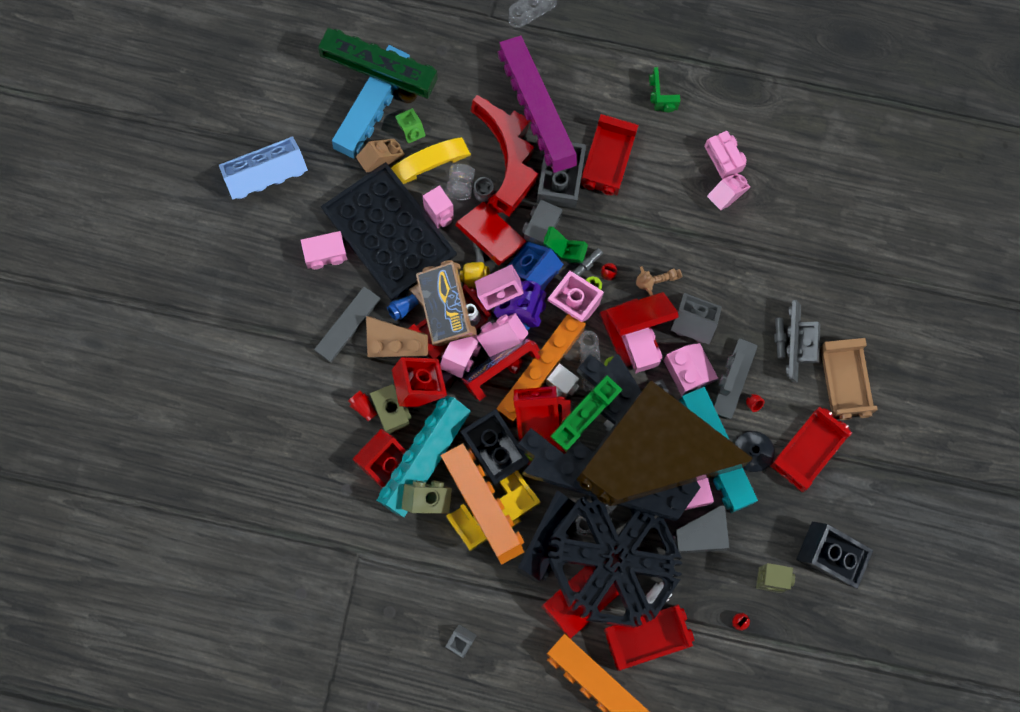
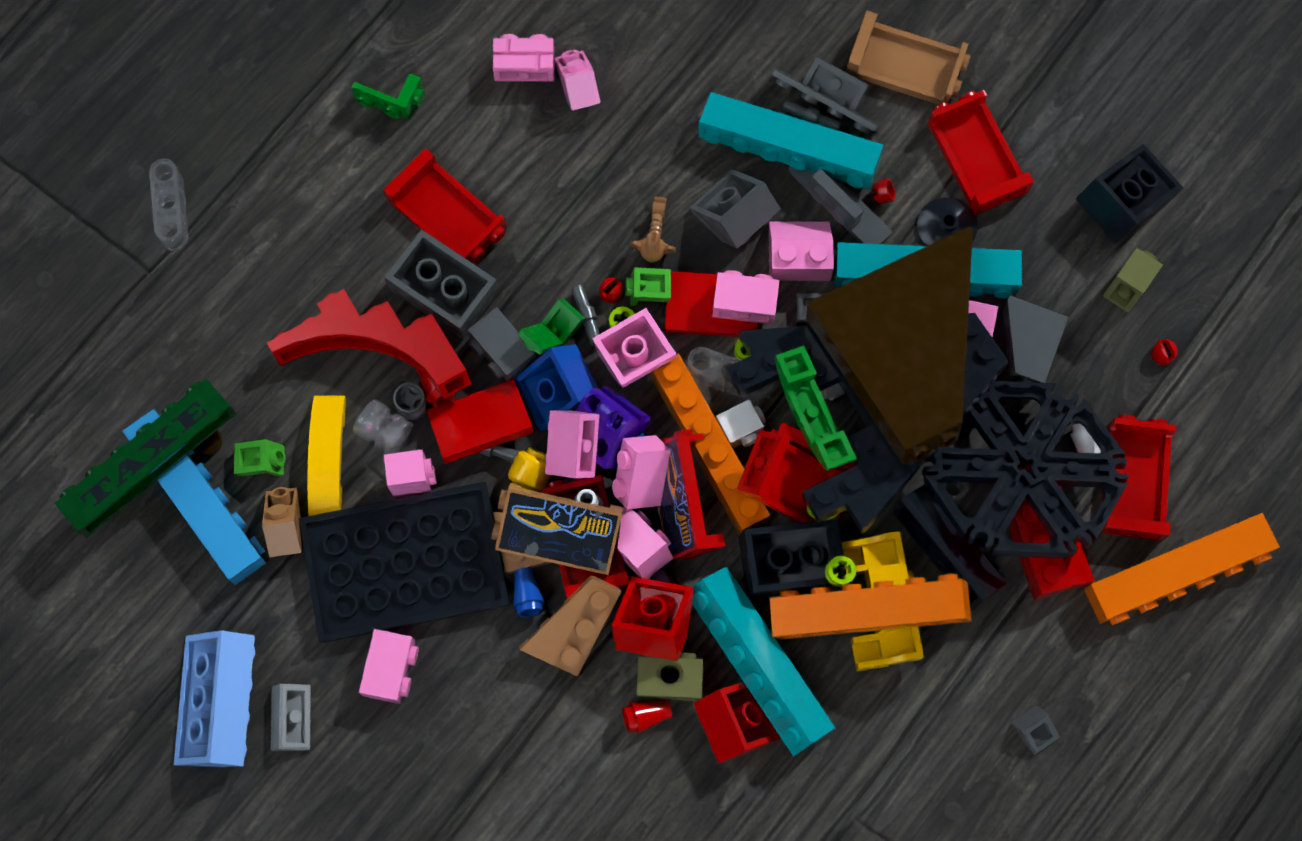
camera: 60 degrees left, 0 degrees up
(272, 213) = (290, 717): none -> light grey slope
(347, 324) = (514, 683): dark grey tile -> none
(415, 497) = (824, 683): olive brick -> none
(499, 470) = (846, 579): none -> lime bush
(537, 104) = (326, 266): magenta brick -> none
(621, 290) = (648, 285): none -> bright green bracket
(642, 314) = (700, 273): red tile -> none
(755, 331) = (790, 140): none -> teal brick

